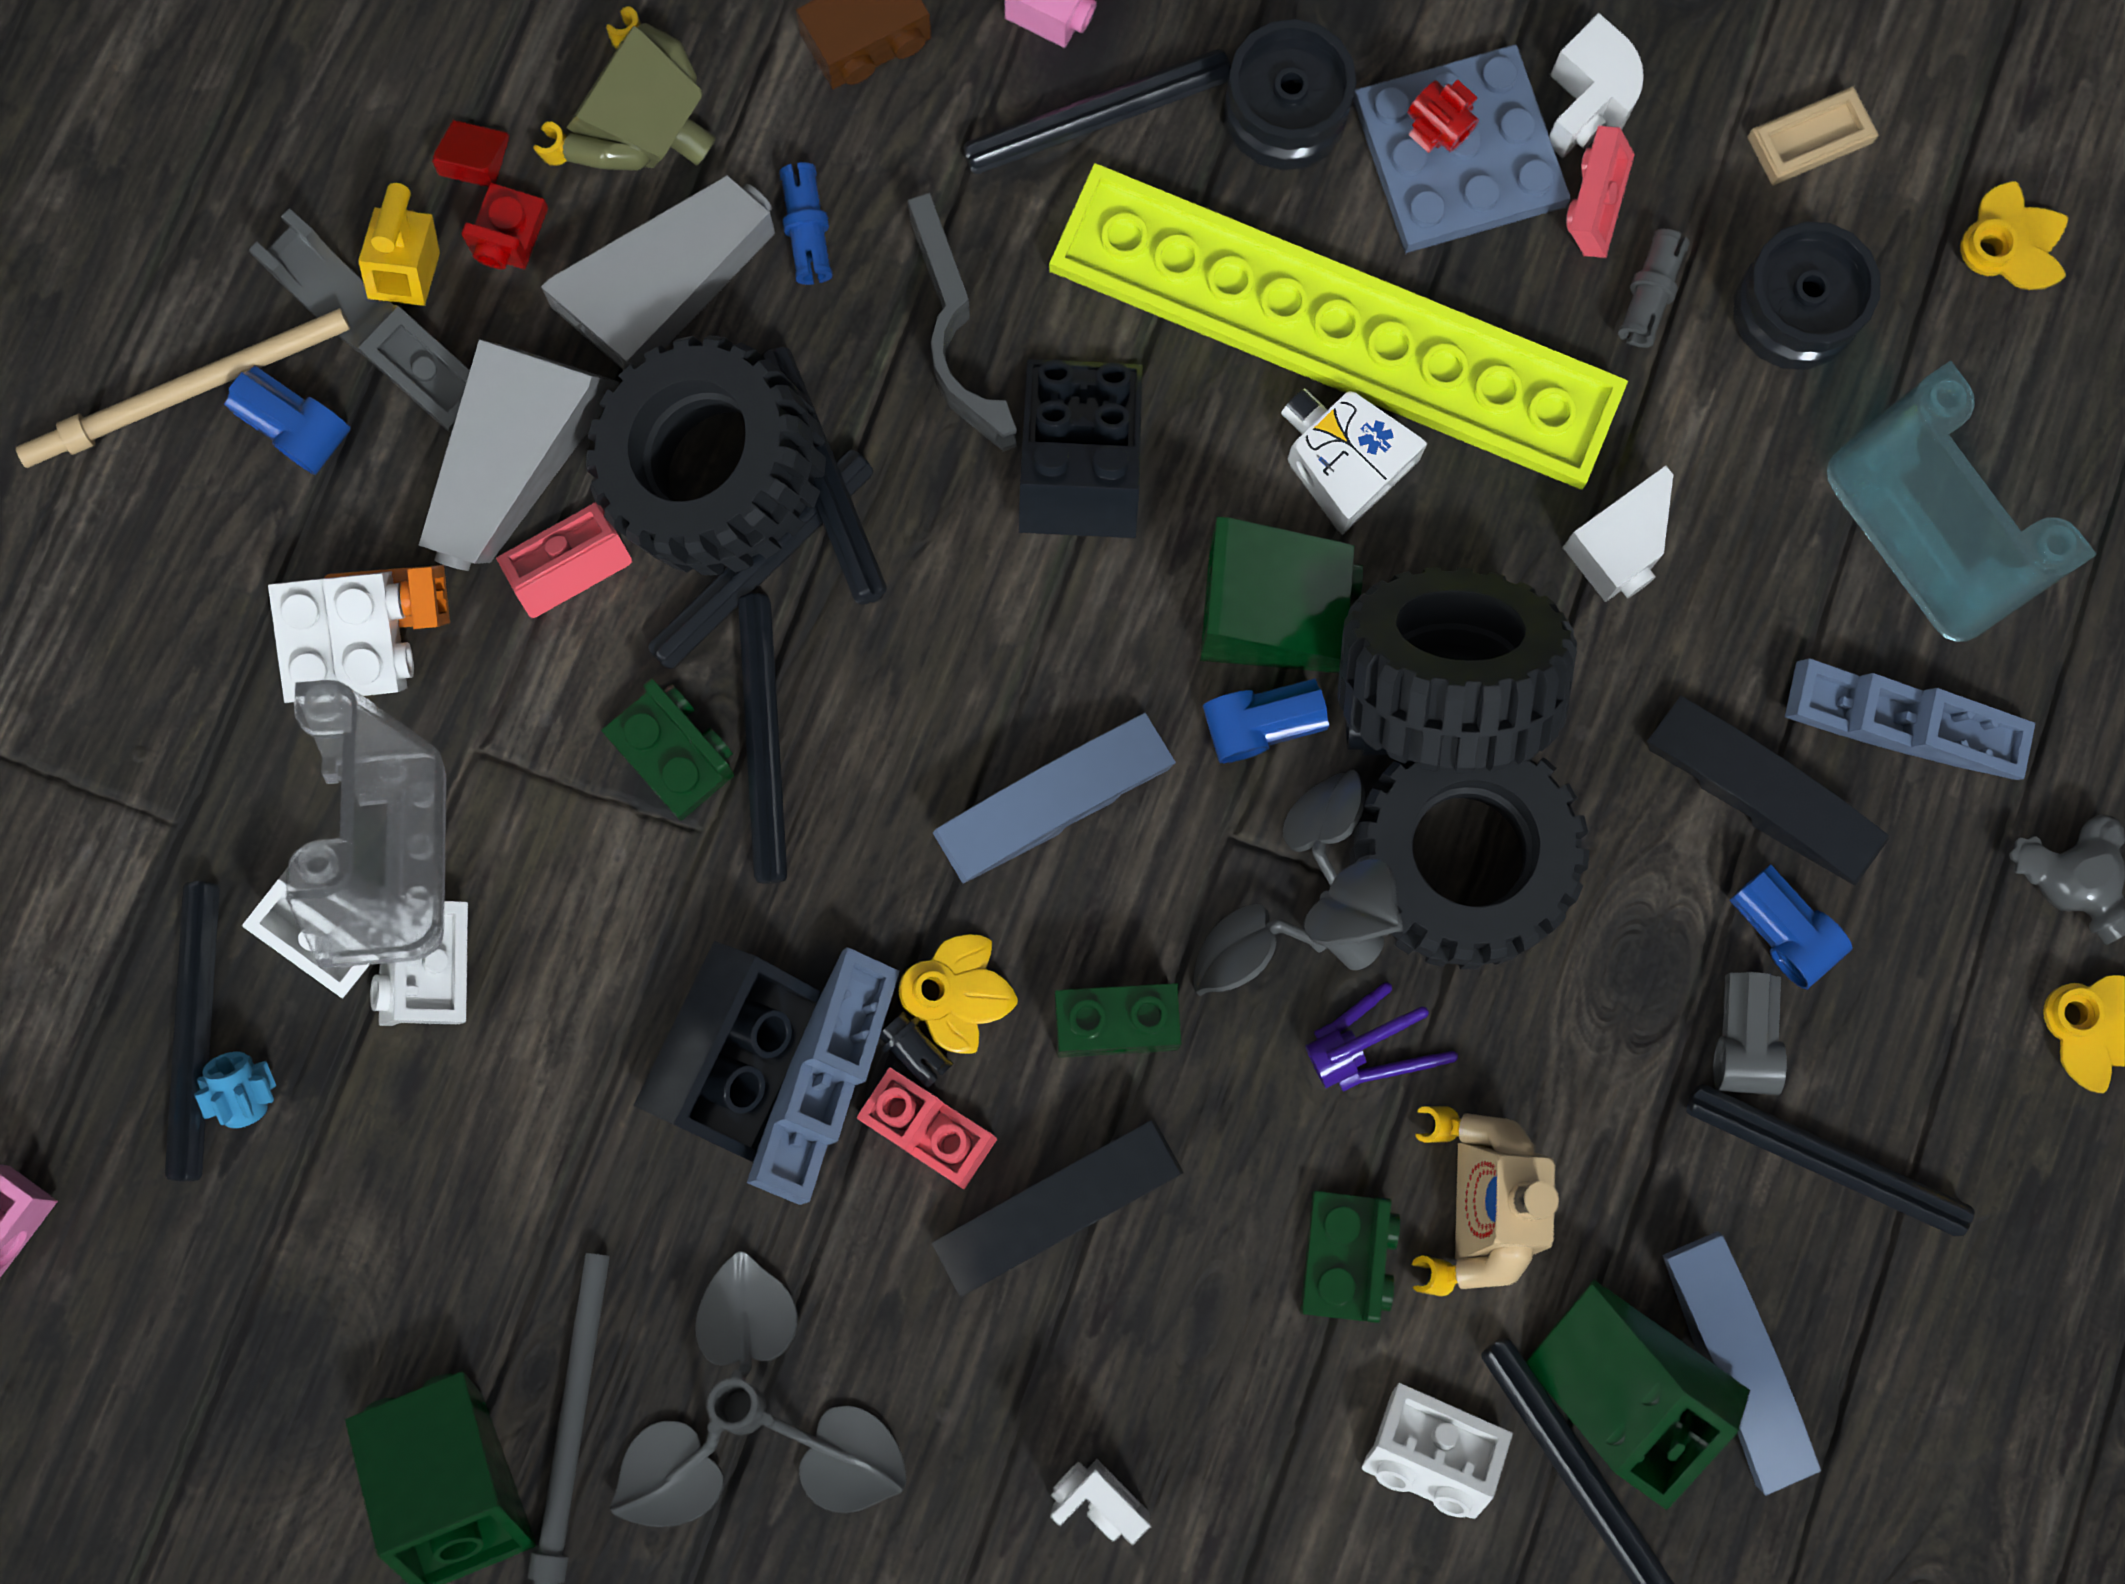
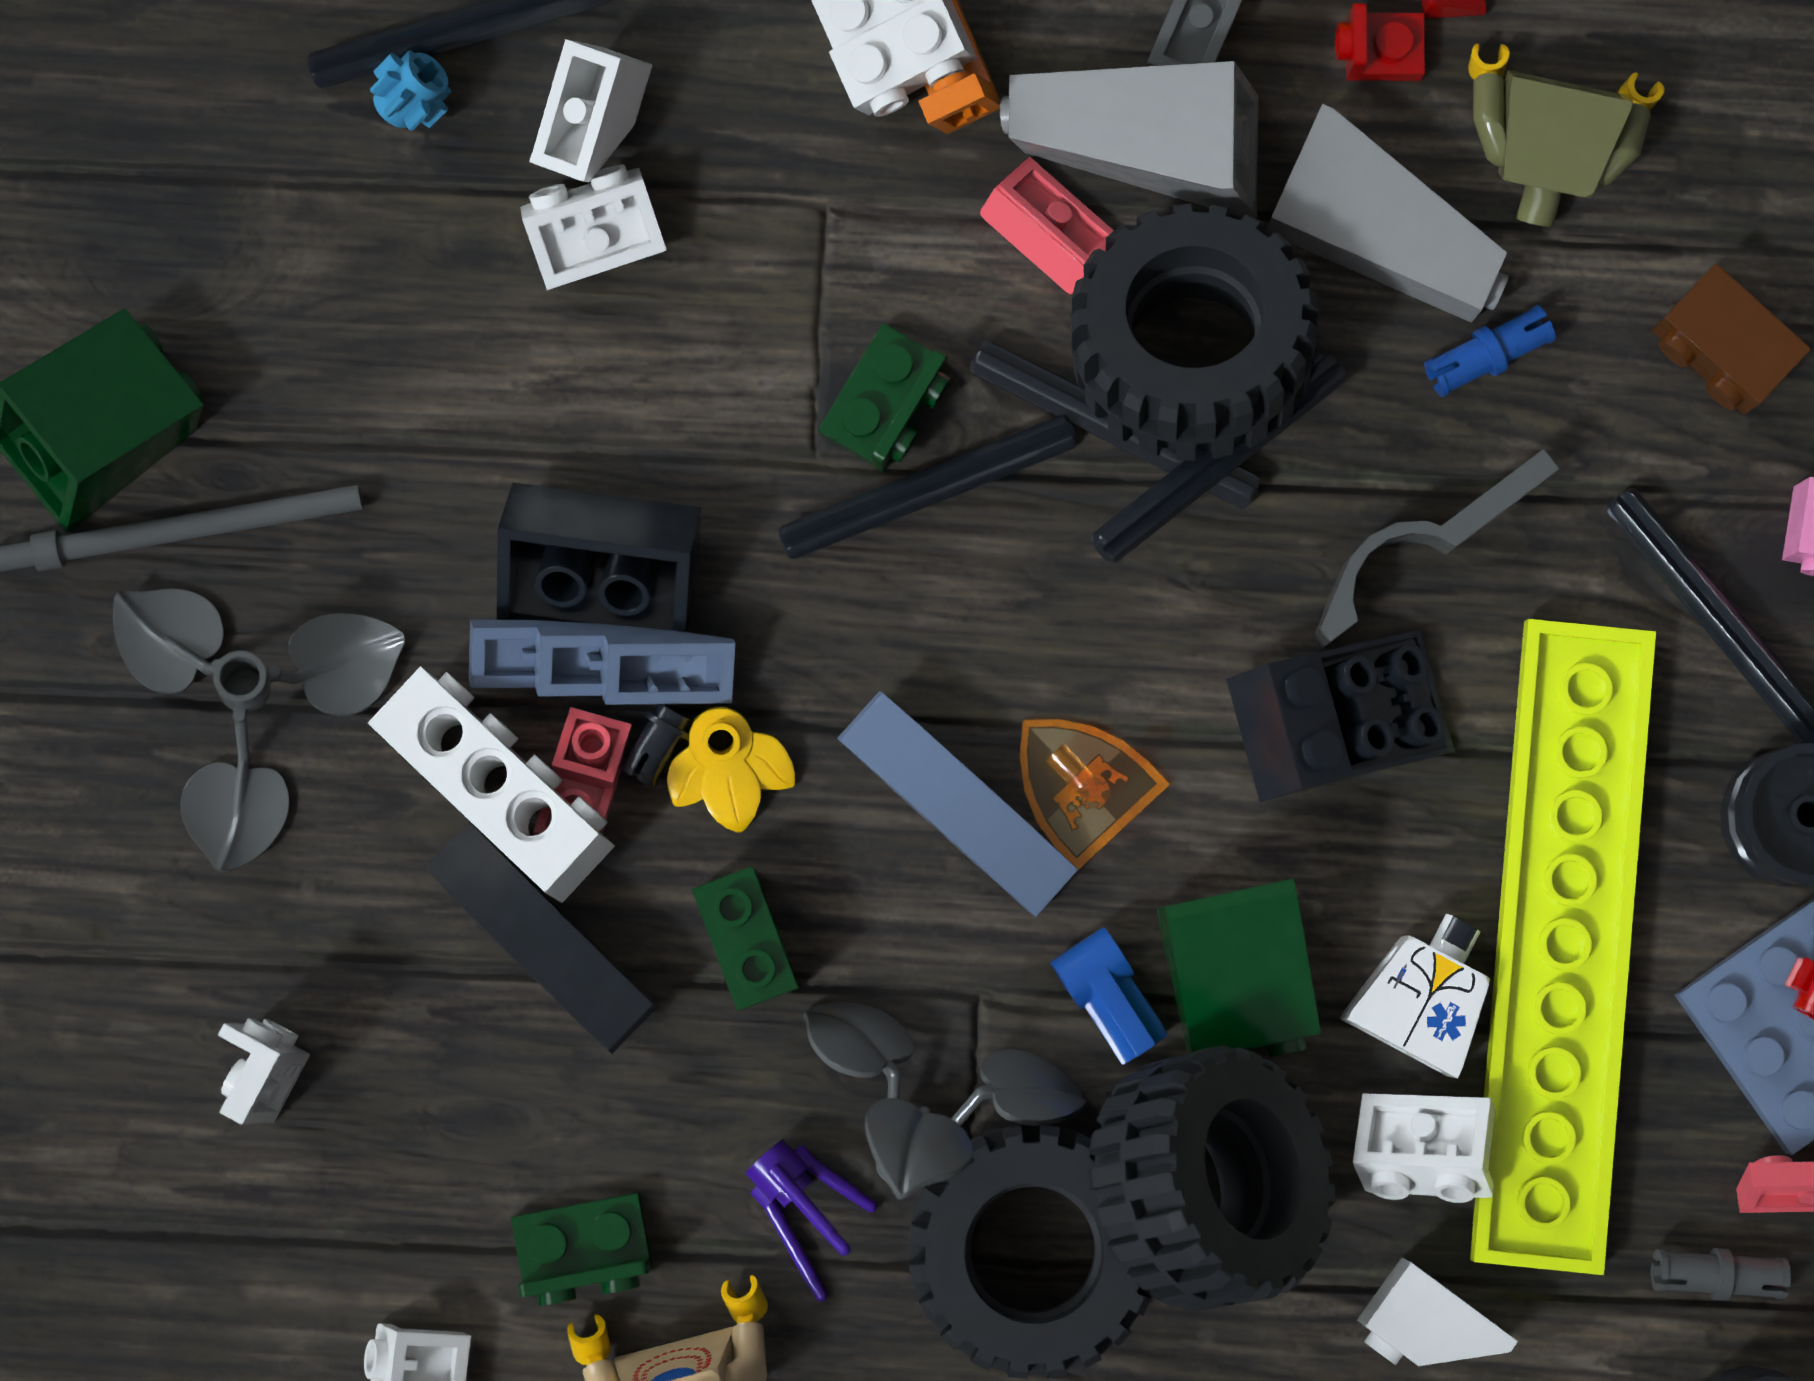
camera: 80 degrees right, 5 degrees up
(383, 882) = (658, 163): clear windscreen -> none
(828, 1266) = (414, 726): none -> white brick
(1070, 687) = (1083, 784): none -> clear orange shield
(1476, 491) = (1425, 1146): none -> white bracket

